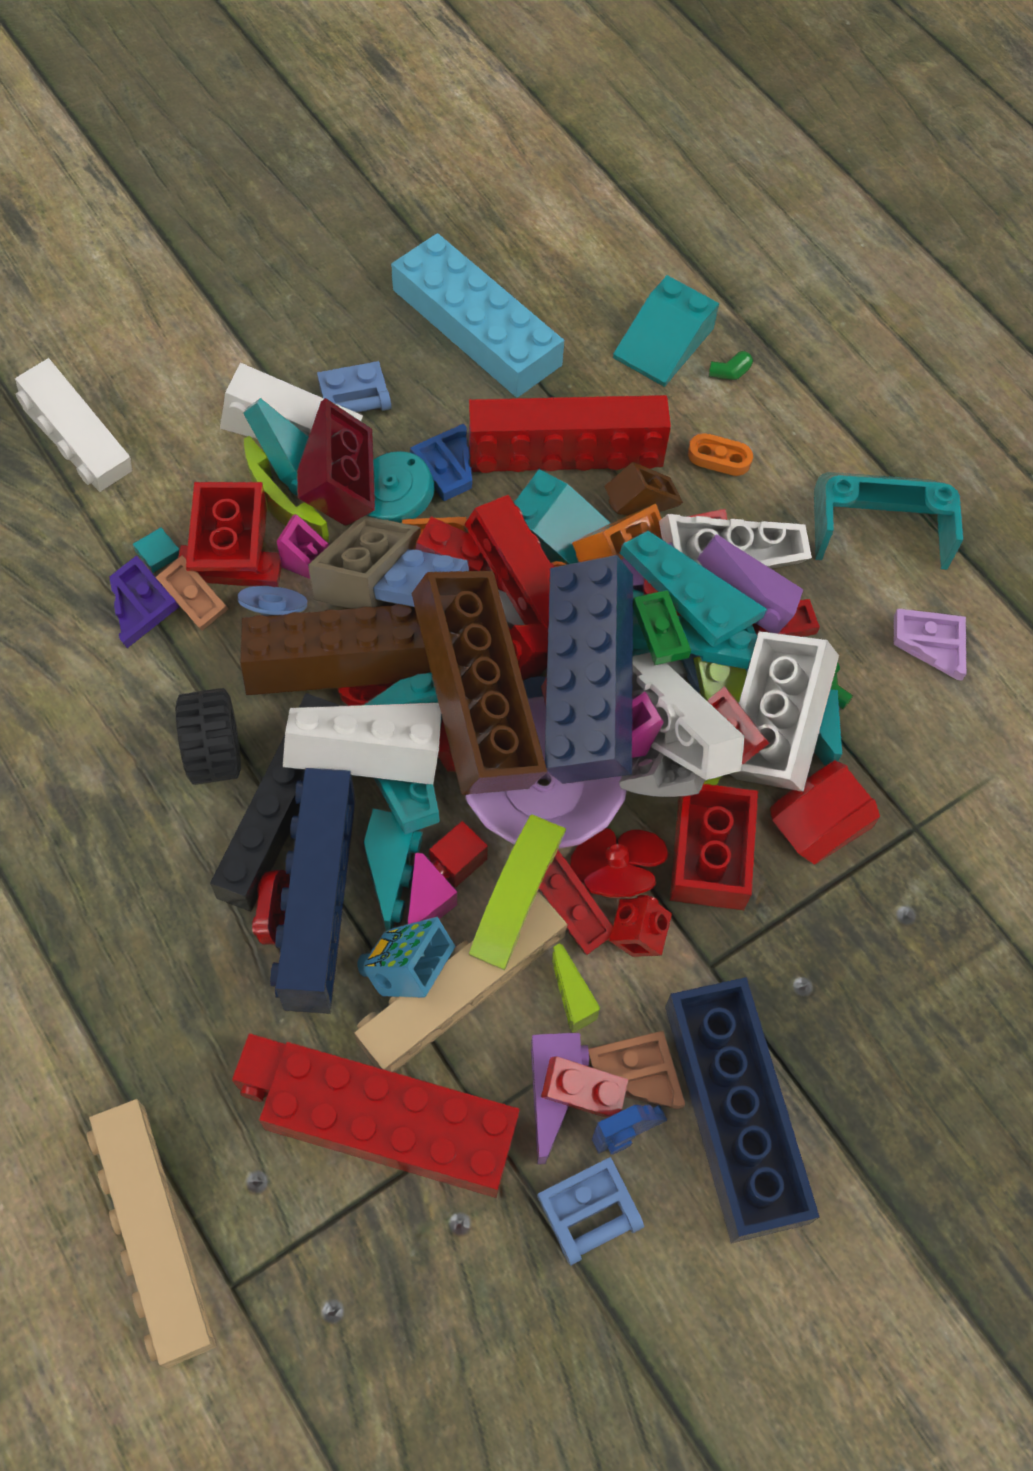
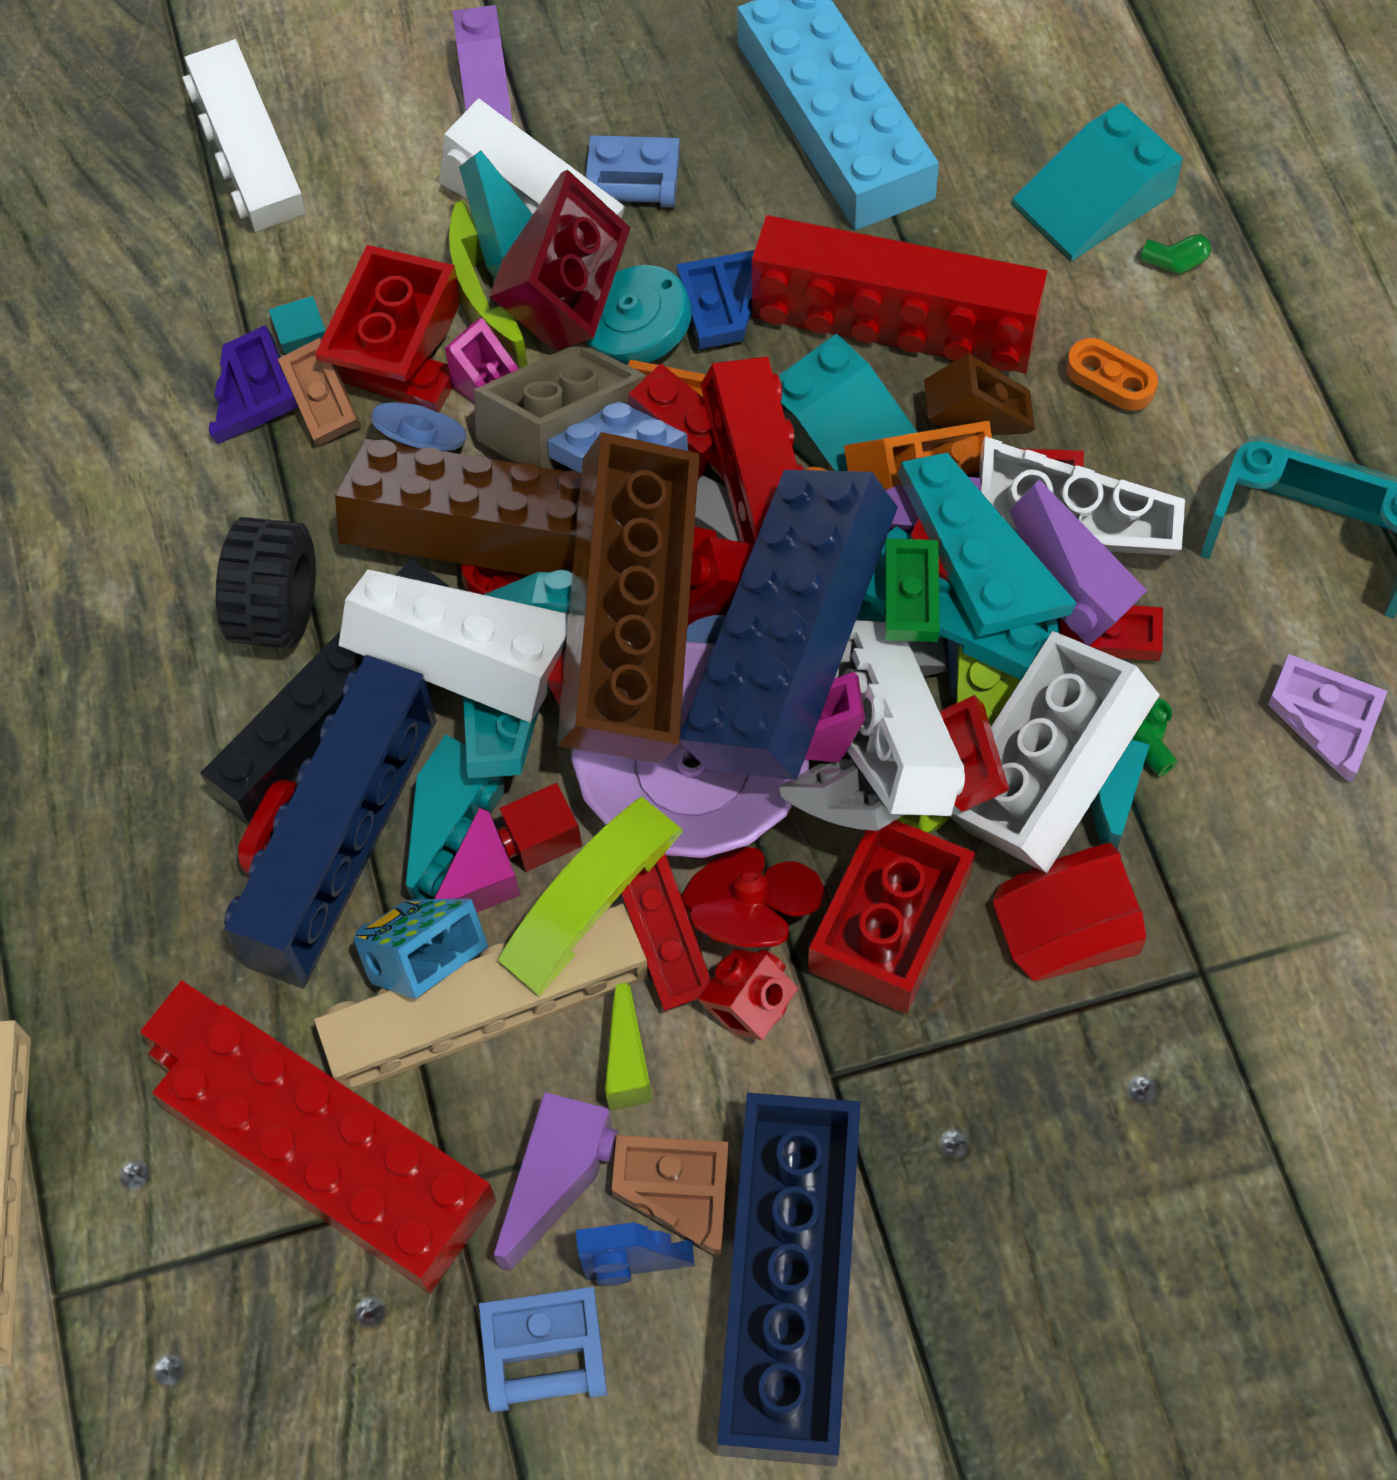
camera: 25 degrees right, 0 degrees up
(222, 337) = (482, 58): none -> medium lavender slope
(584, 1087) = (585, 1181): plate -> none

